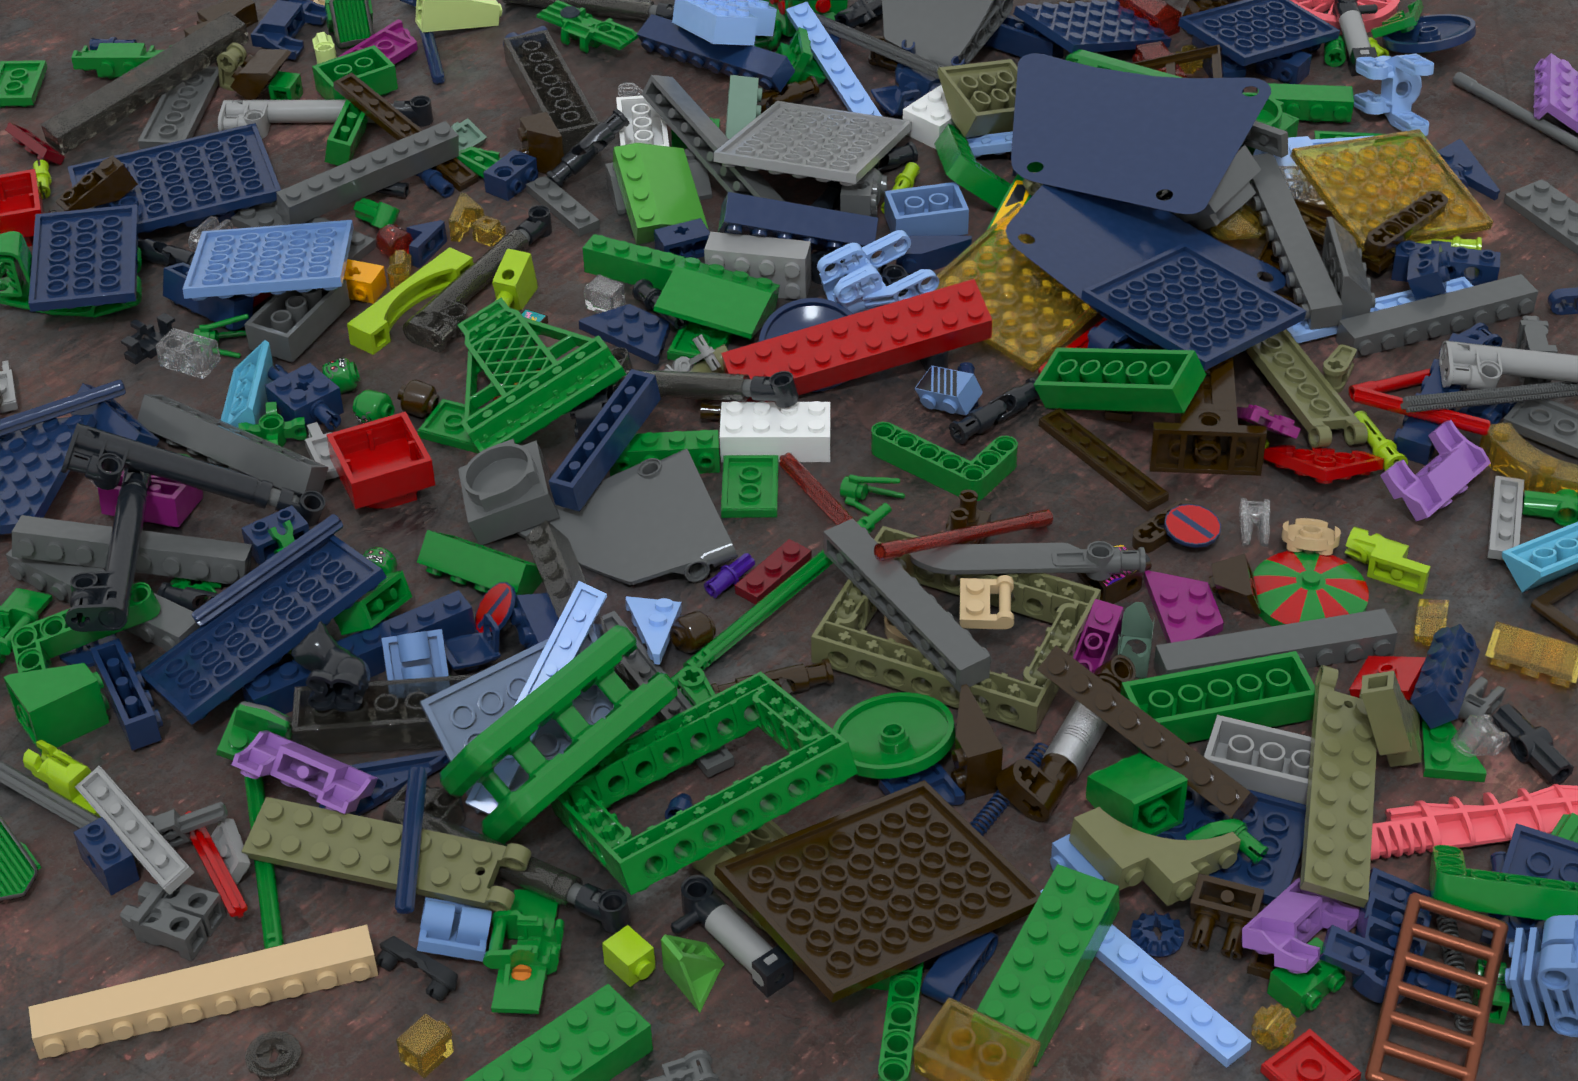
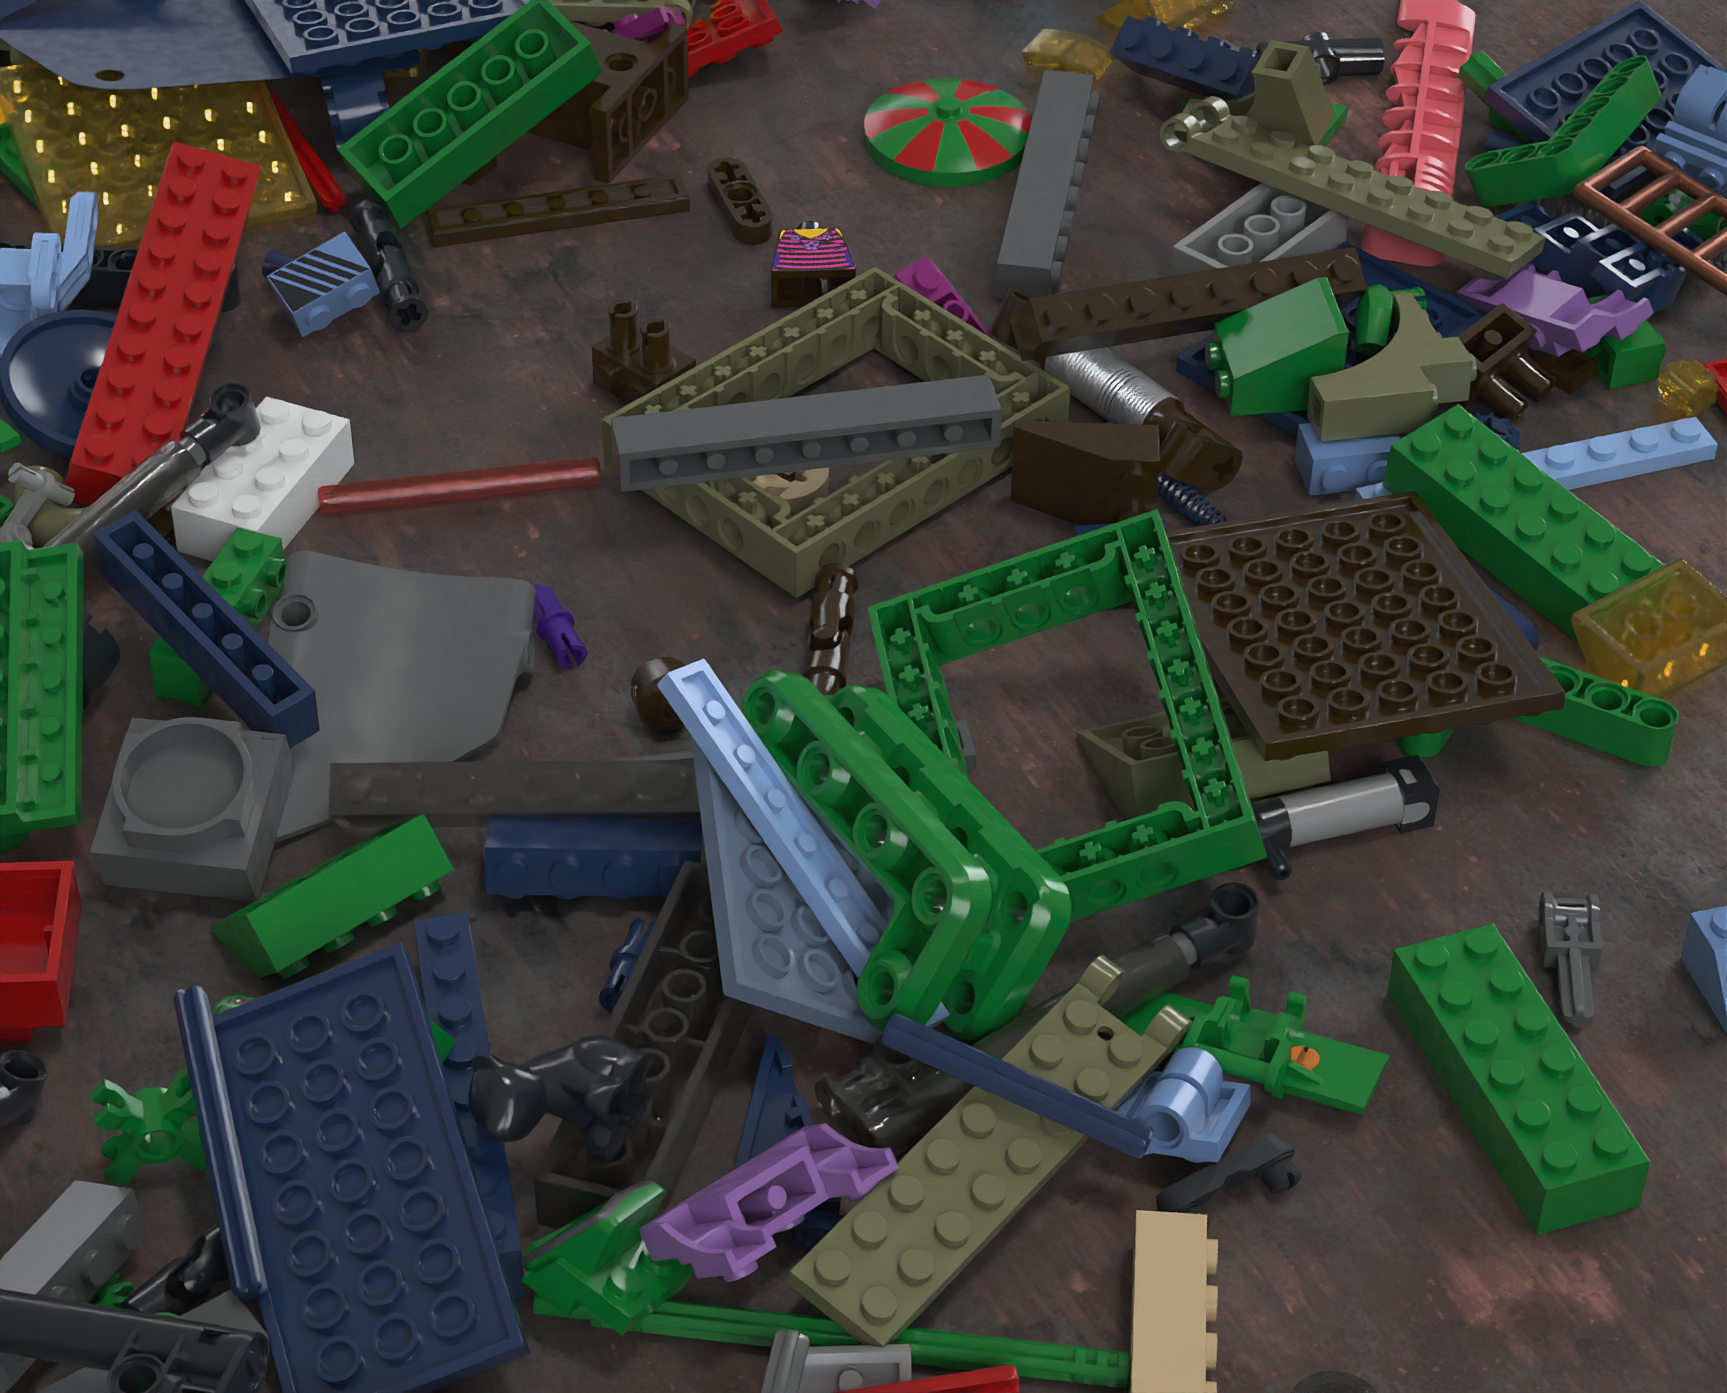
camera: 70 degrees left, 0 degrees up
(258, 535) = (59, 1142): dark blue brick -> none
(415, 655) = (538, 1010): medium blue plate -> none
(425, 1045) = (1400, 1208): clear yellow brick -> none
(475, 649) = (544, 959): dark blue piece -> none
(498, 603) = (476, 884): red piece -> none
(629, 956) = (1315, 934): lime brick -> none
(653, 622) = (607, 728): light blue wing -> none
(678, 803) = (1034, 810): dark blue hose -> none
(691, 967) = (1365, 882): bright green slope -> none
(749, 486) = (360, 540): green tile -> none
(772, 601) = (626, 547): green axle -> none
(773, 571) = (580, 590): dark red plate -> none
(855, 488) = (458, 443): green plant -> none
(897, 734) = (1012, 518): green dish -> none
(898, 548) = (716, 386): clear red piece -> none
(943, 466) = (507, 336): green beam -> none
(976, 603) = (827, 372): tan plate -> none
(1097, 561) = (772, 309): dark grey piece -> none
(1137, 625) = (974, 276): sand green piece -> none
(1183, 606) = (906, 231): magenta wing -> none
(1192, 525) = (768, 171): red piece -> none
(1235, 583) = (915, 169): dark brown slope -> none
(1254, 514) = (792, 123): clear piece -> none
(1255, 690) = (1126, 225): green brick -> none
(1310, 535) = (856, 89): tan plate -> none
(1387, 560) = (938, 49): lime plate -> none
(1406, 671) = (1145, 107): red plate -> none

